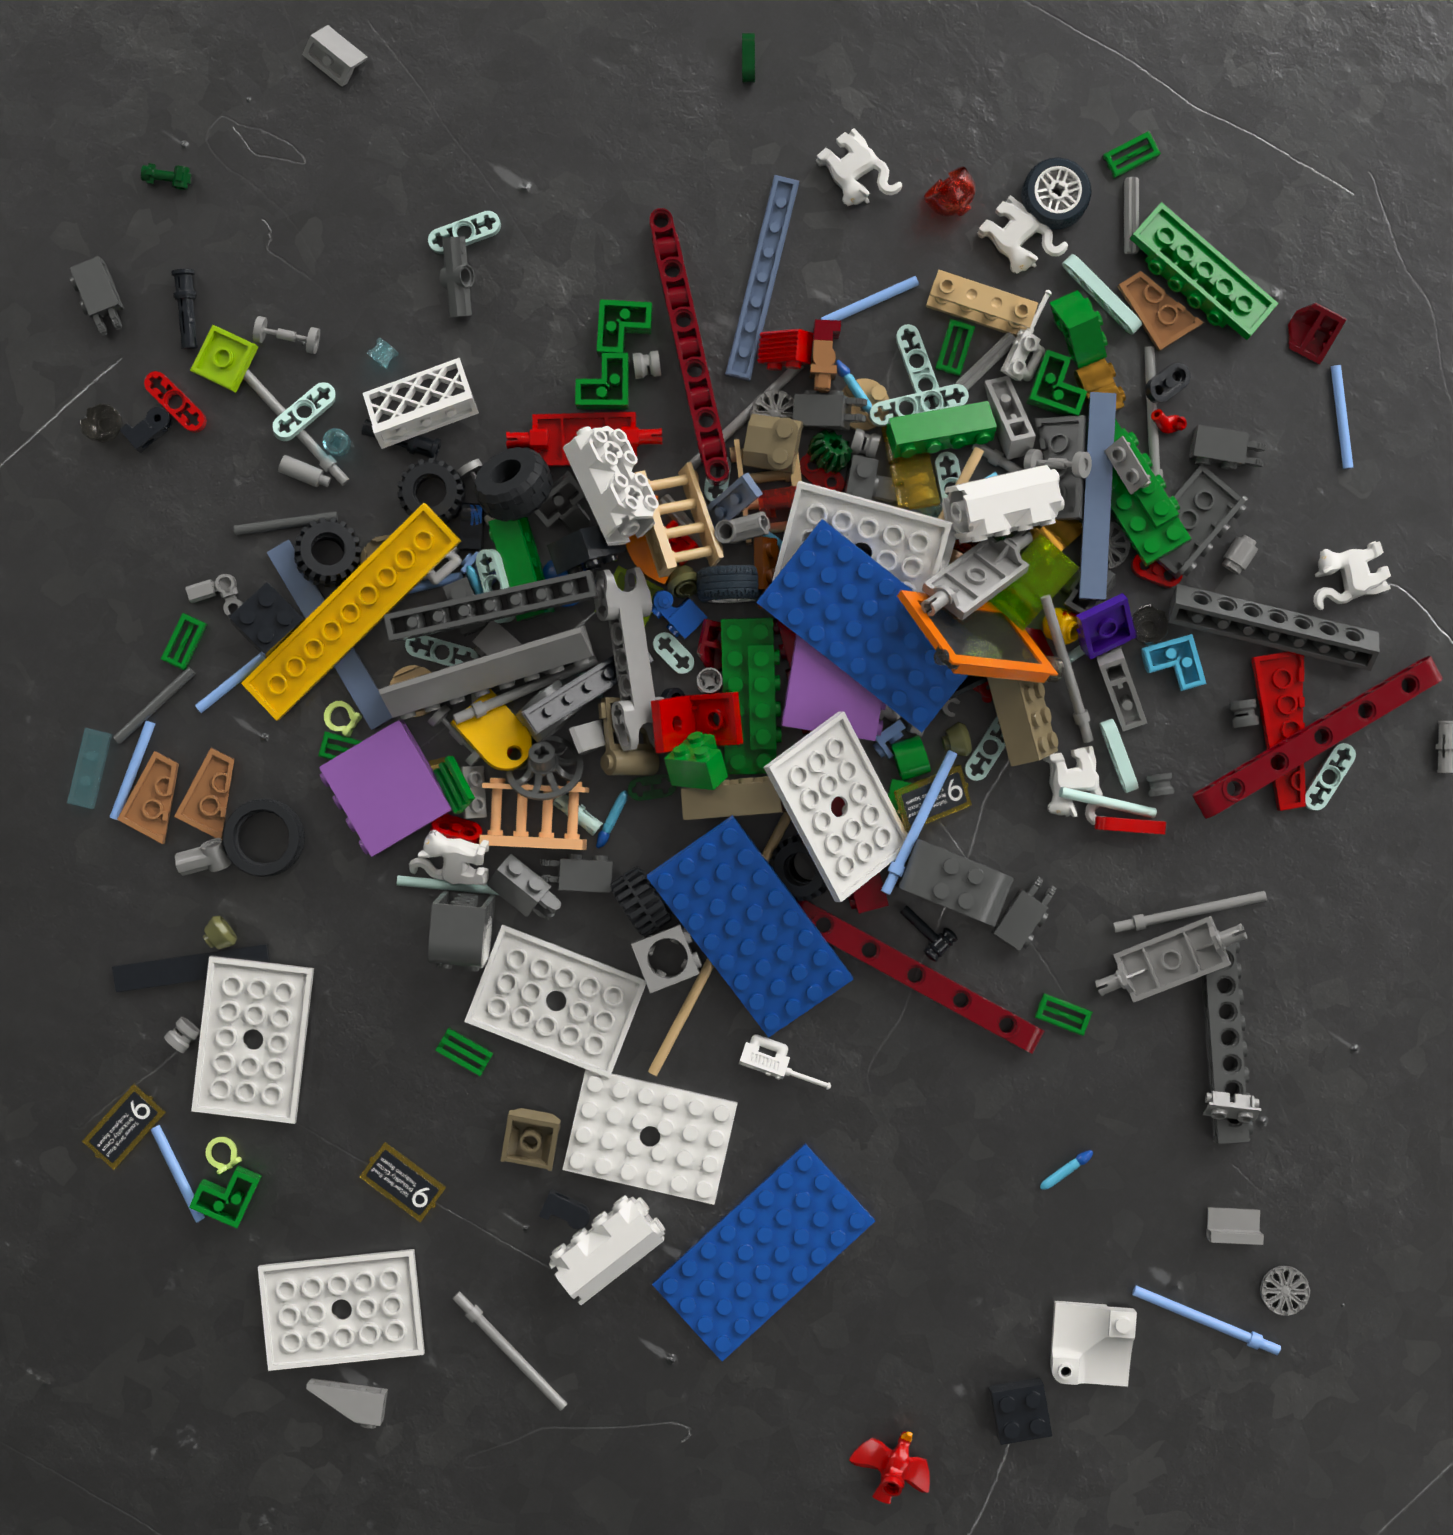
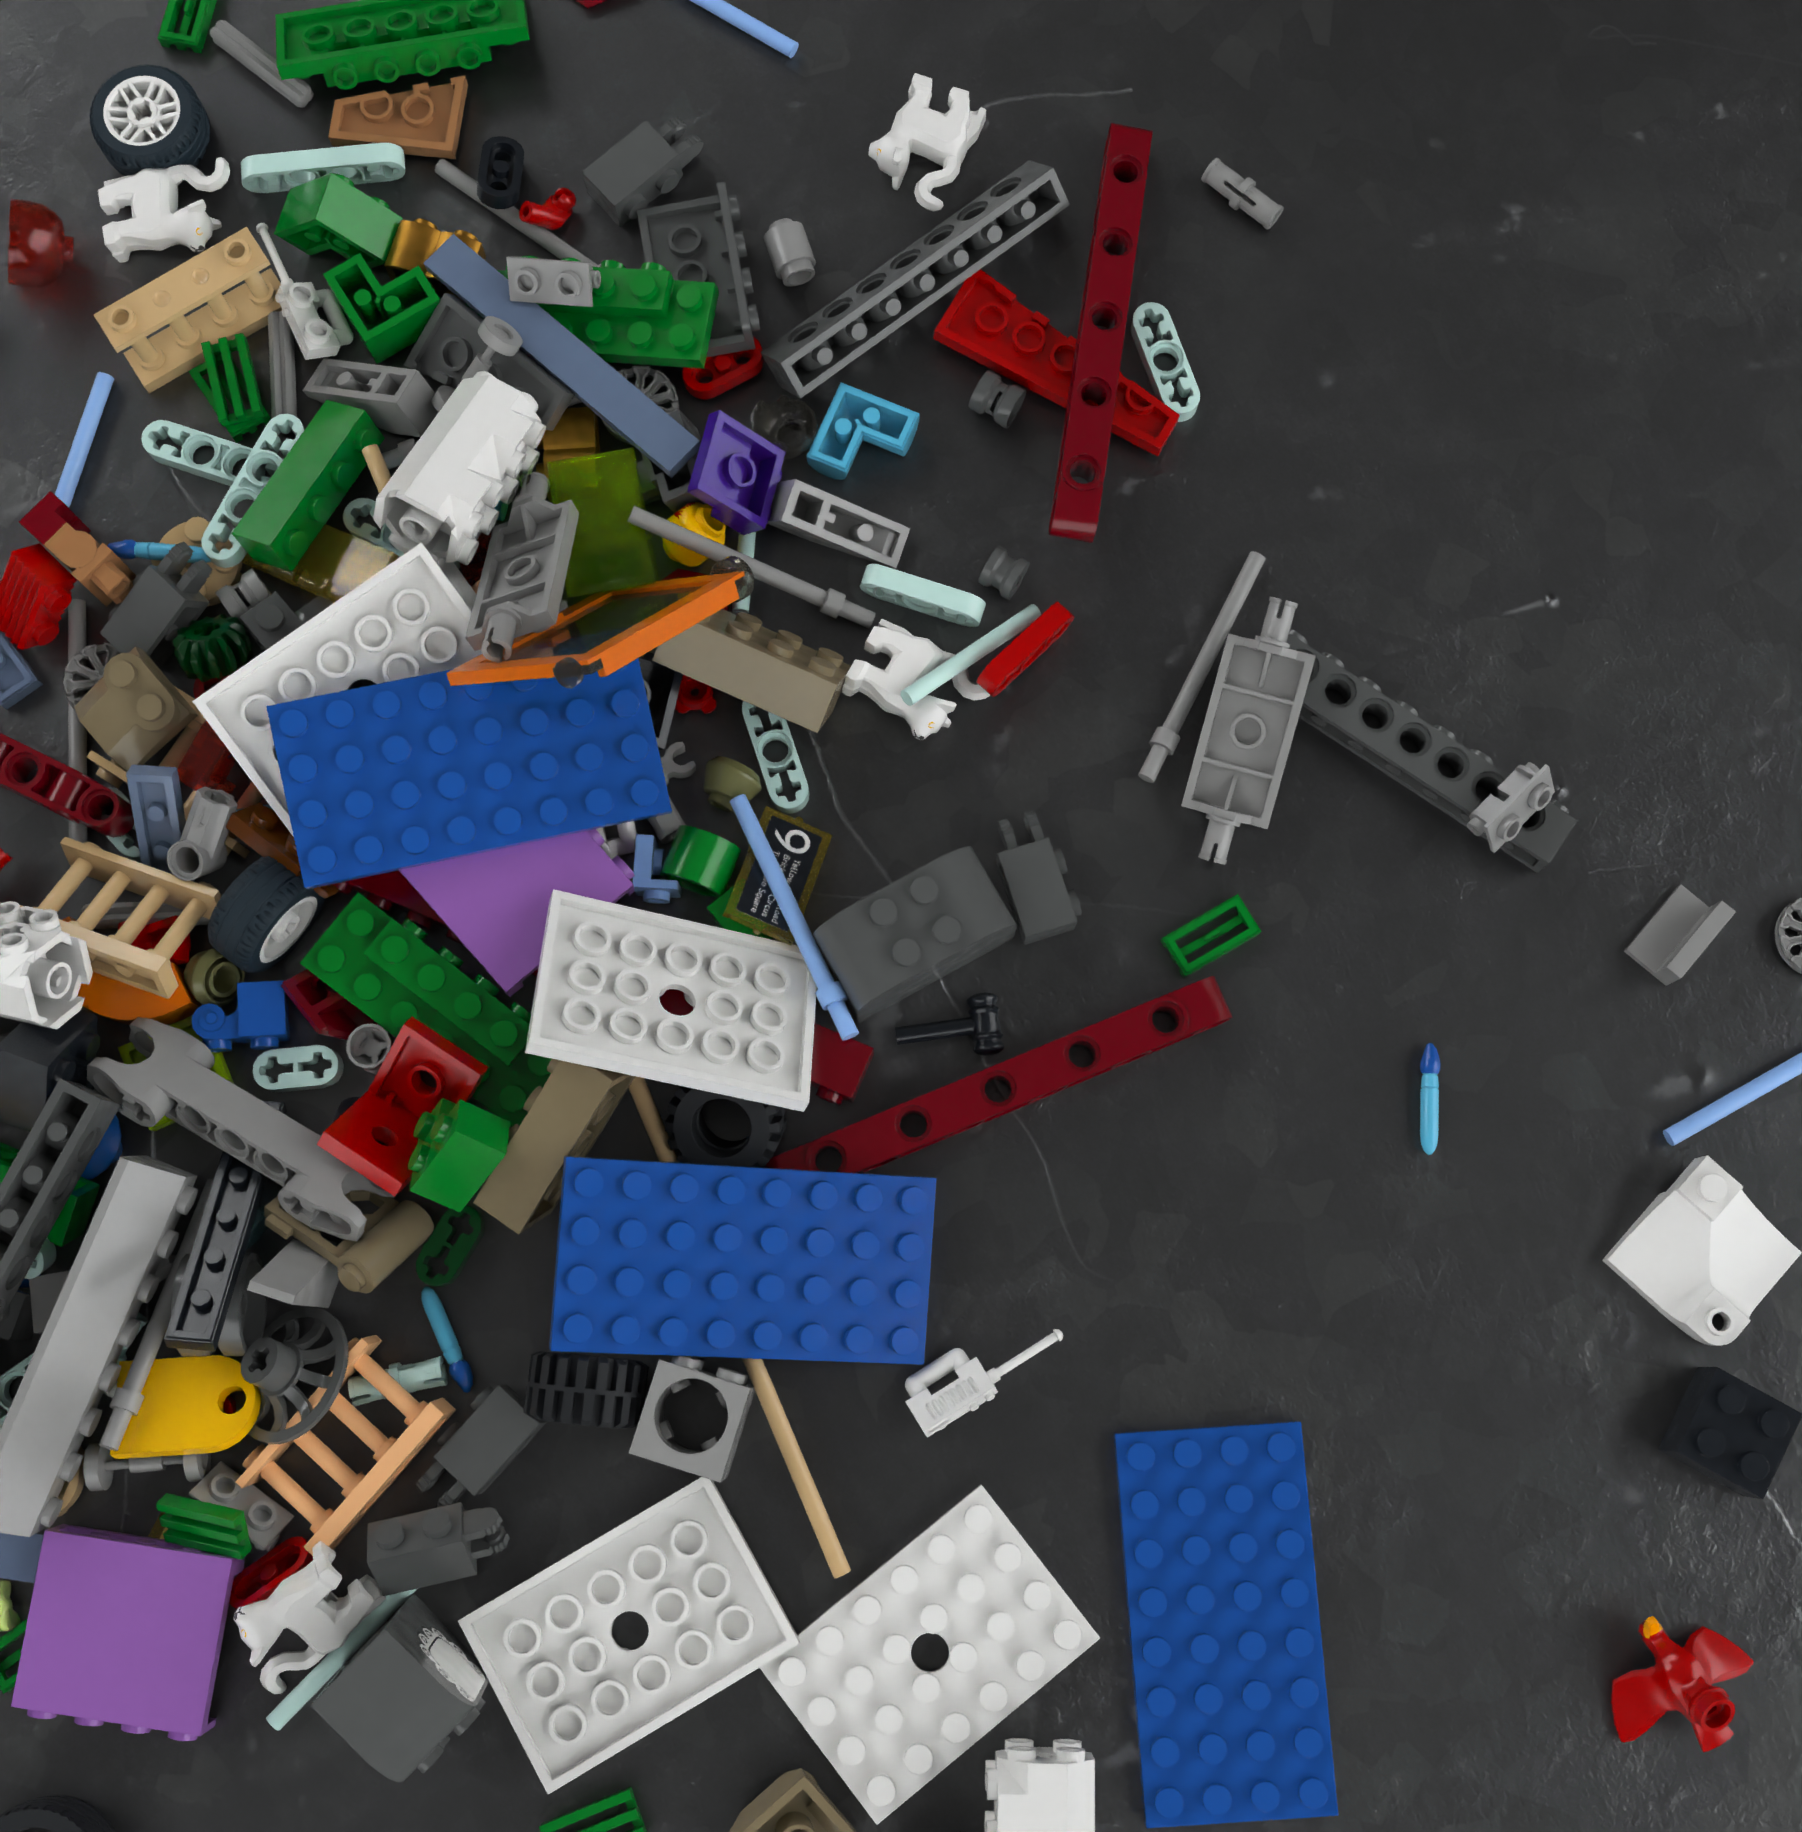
camera: 55 degrees left, 10 degrees down
(975, 328) = (224, 348): none -> green tile

